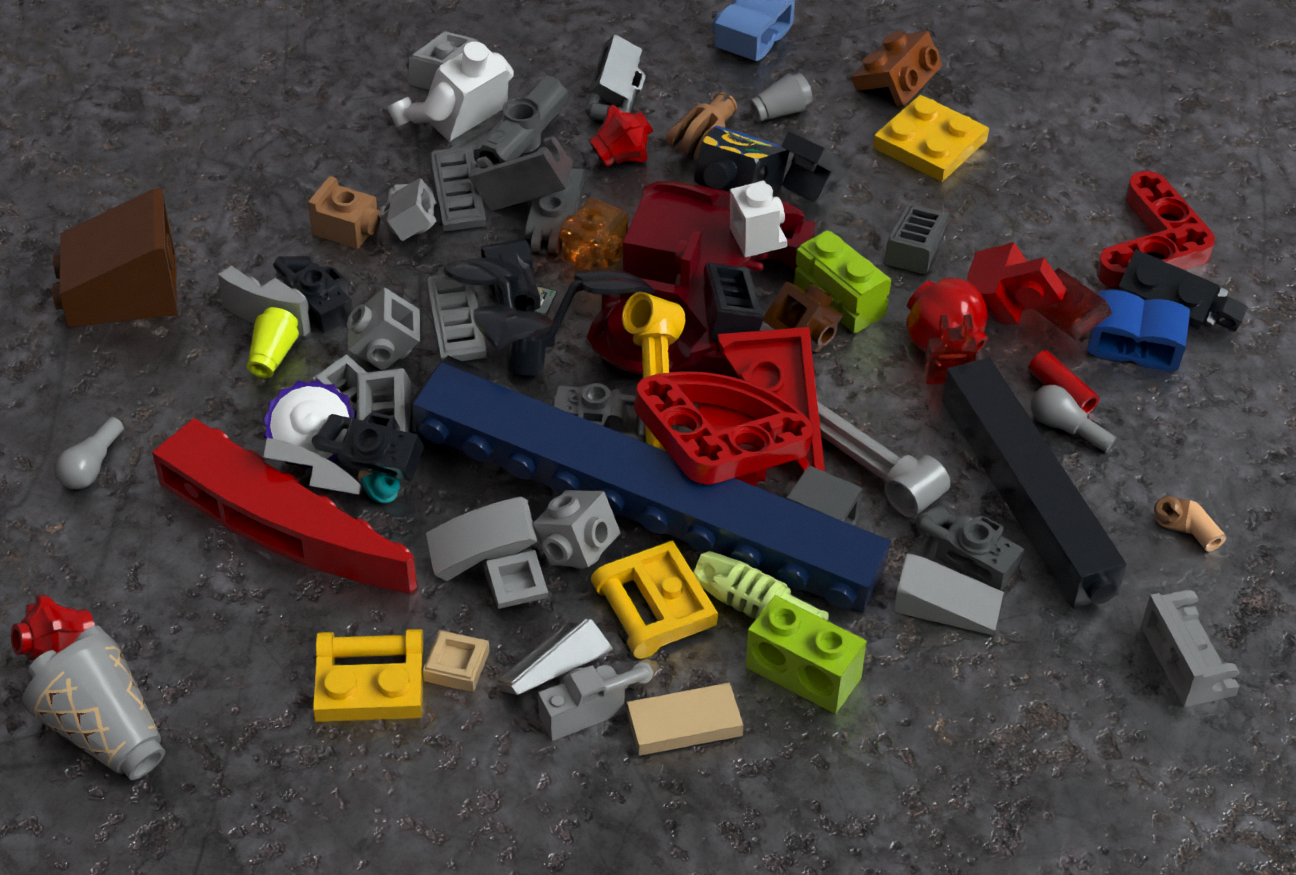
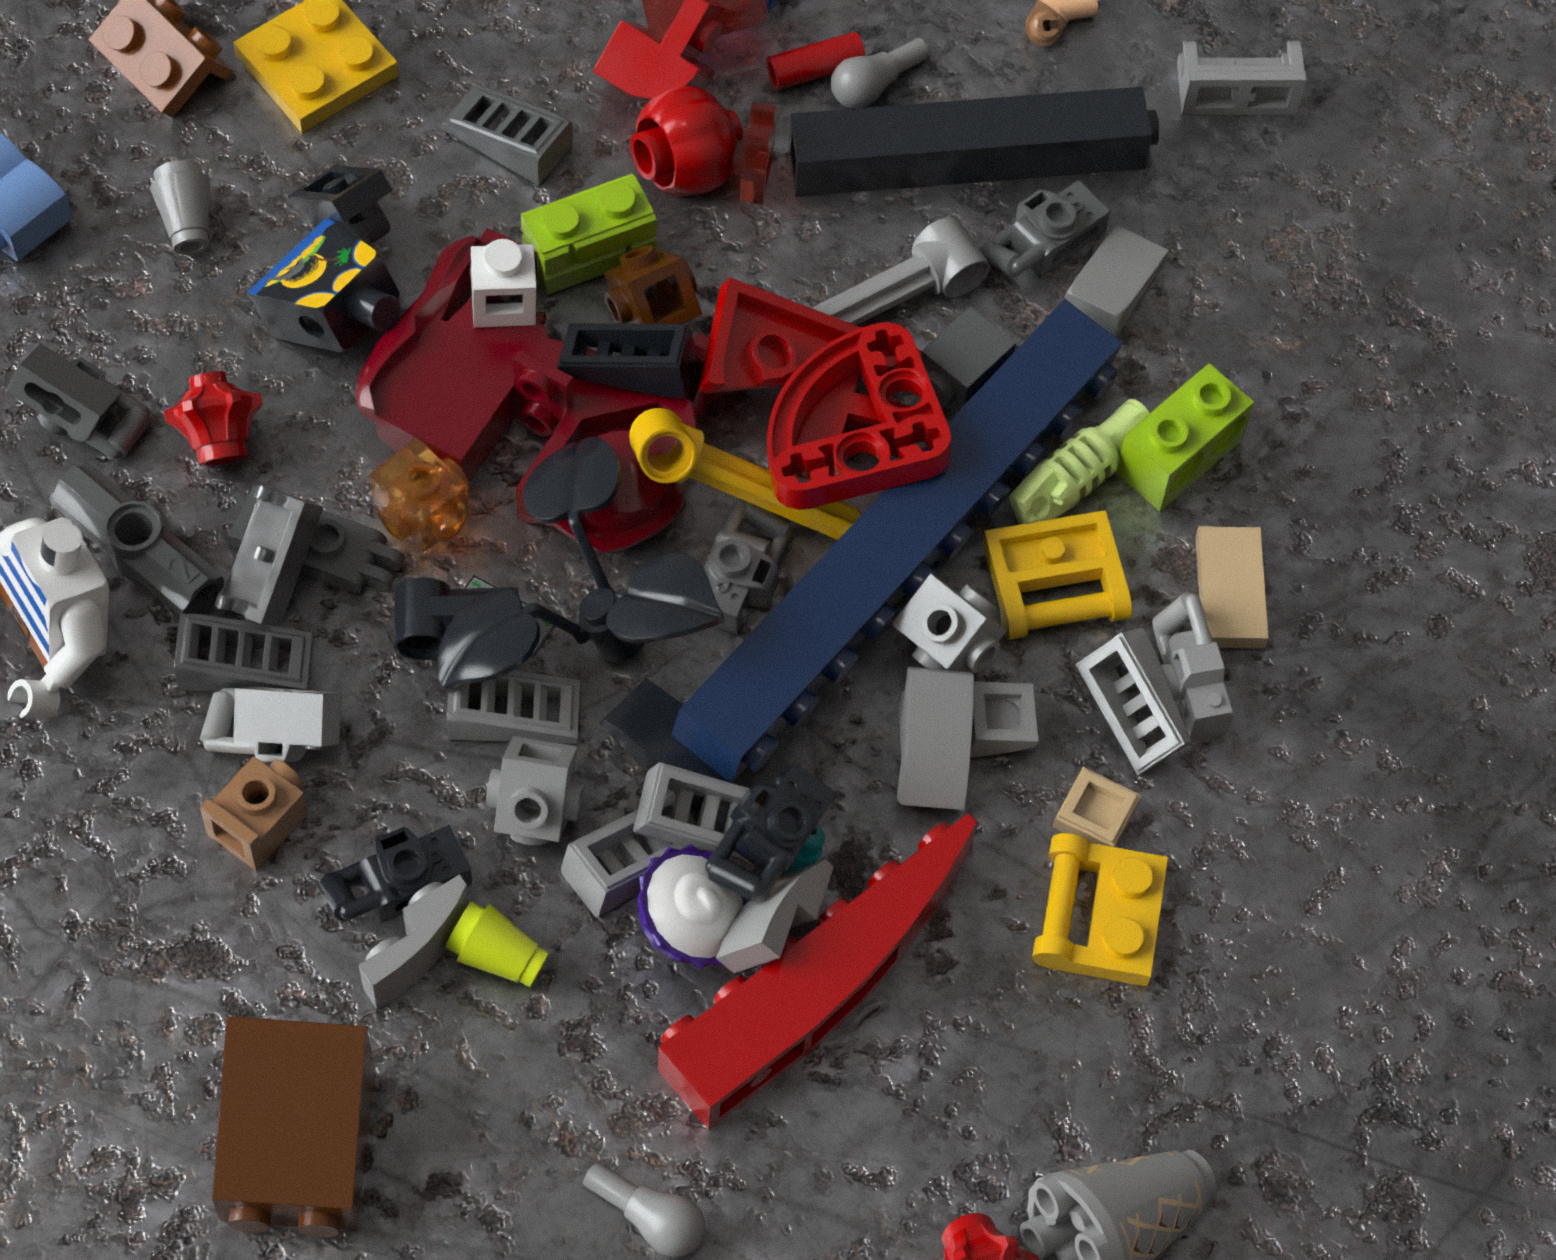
camera: 80 degrees left, 15 degrees up
(699, 122) = (216, 314): medium nougat arm -> none

